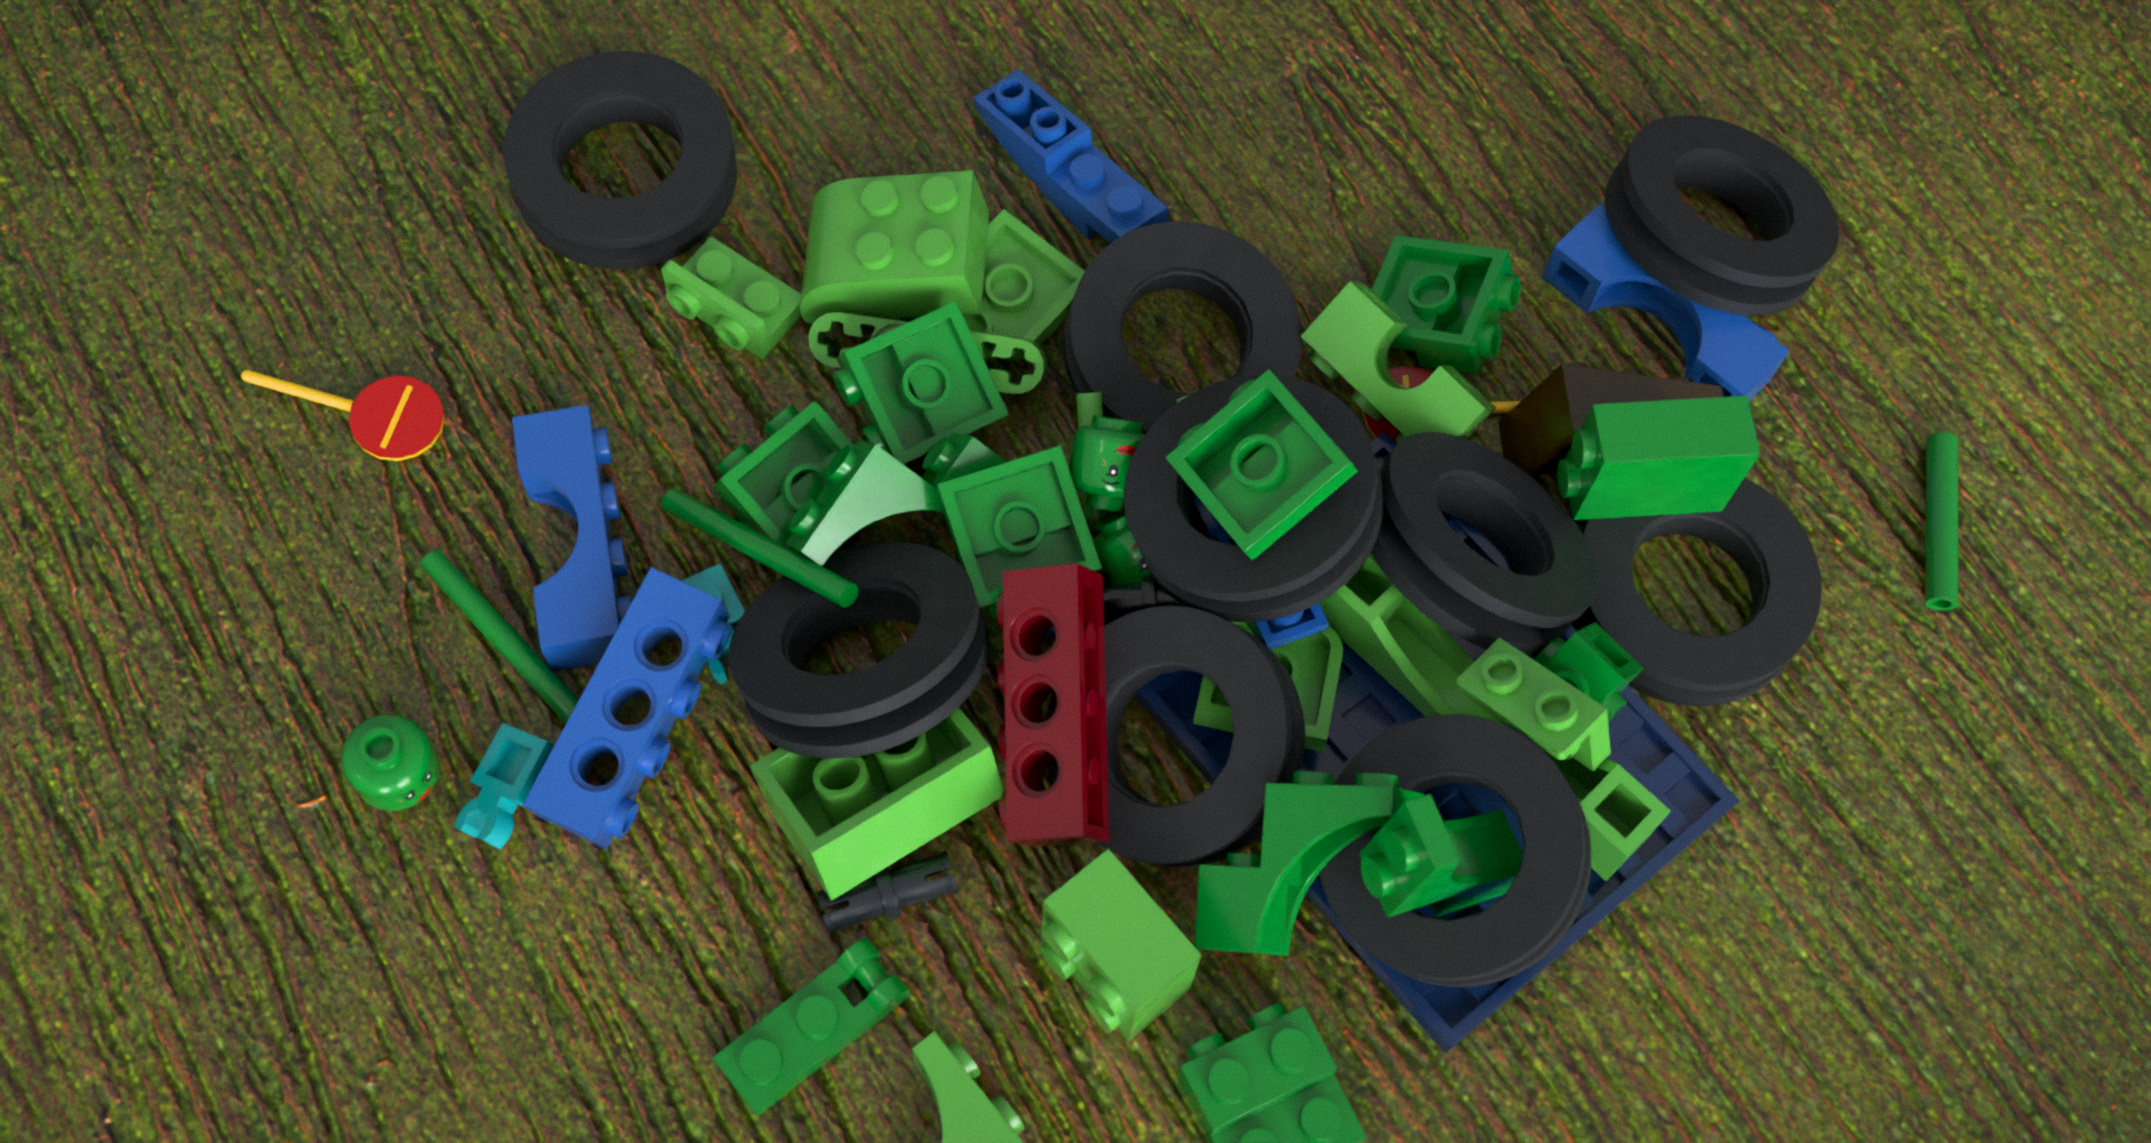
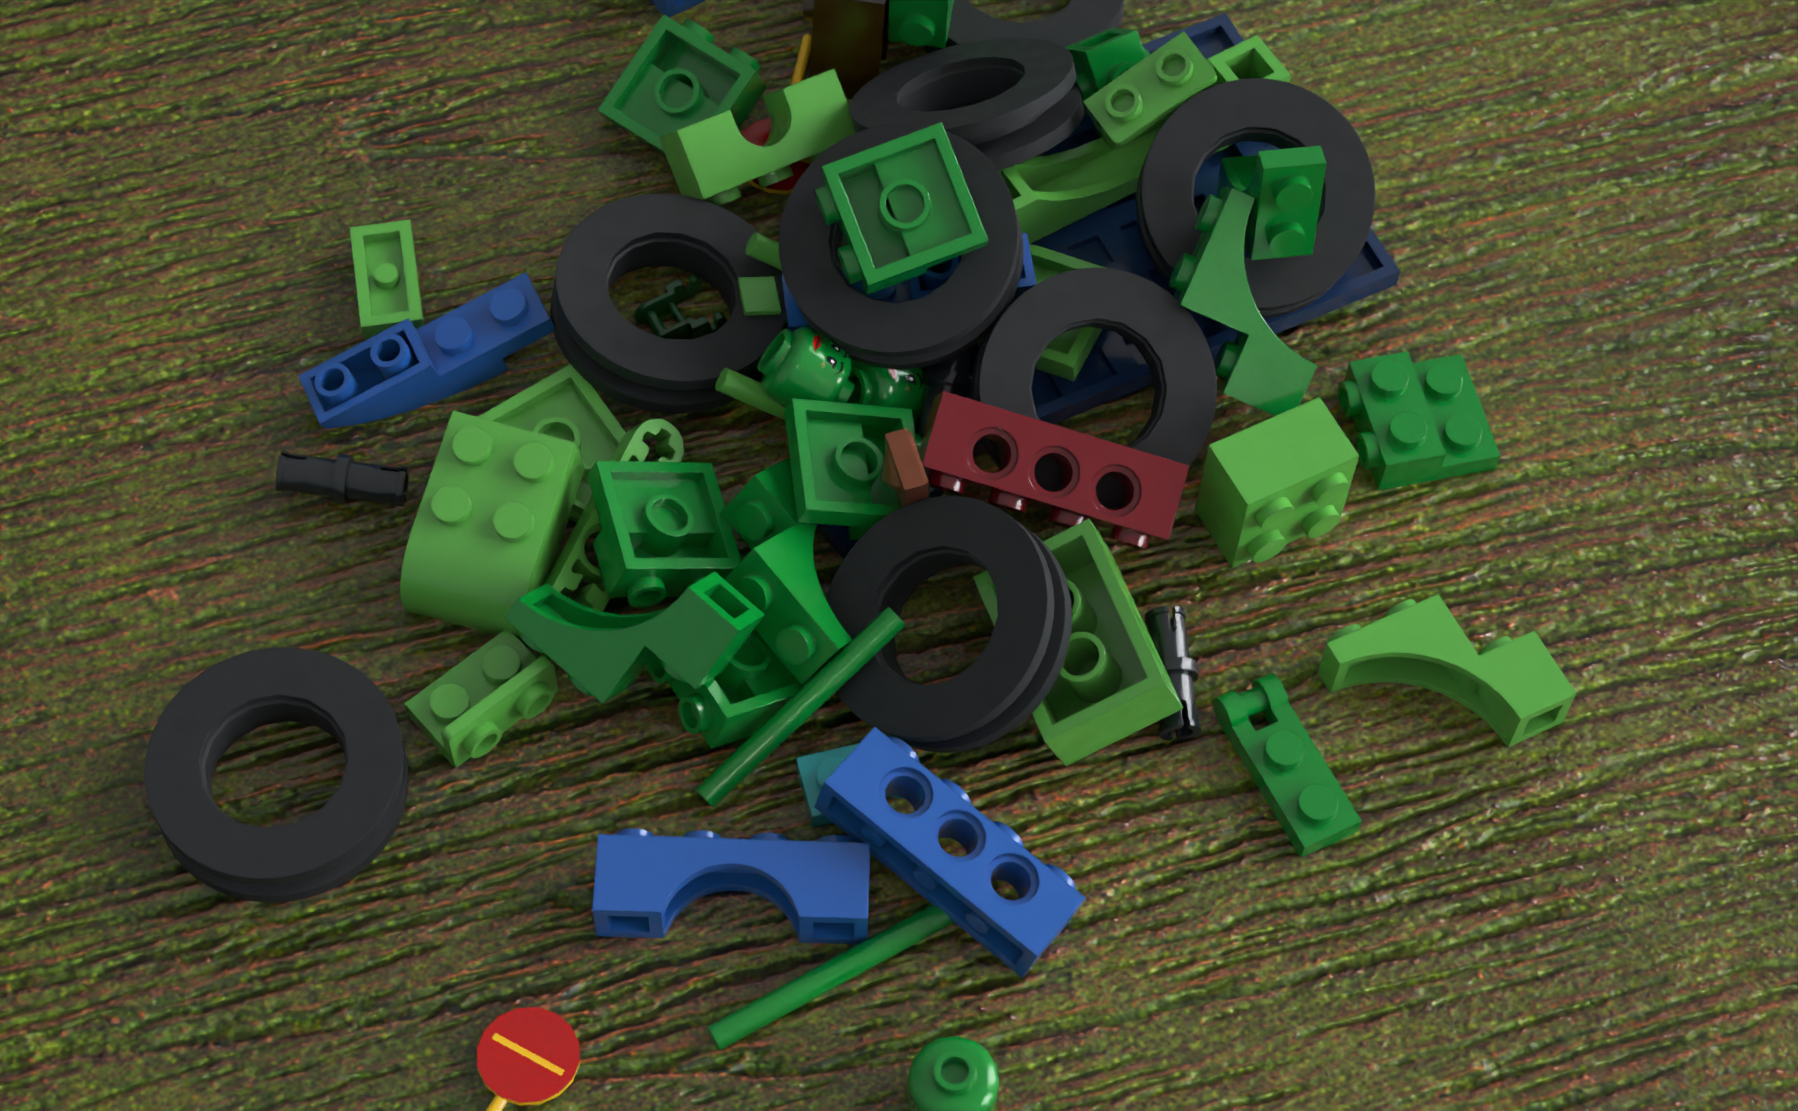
camera: 75 degrees left, 5 degrees down
(505, 780) = (983, 979): teal plate -> none
(774, 370) = (610, 650): none -> green arch
(927, 130) = (342, 478): none -> black pin
(1005, 553) = (904, 468): none -> copper tile
(1148, 114) = (386, 276): none -> bright green plate
(1198, 349) = (676, 293): none -> dark green piece

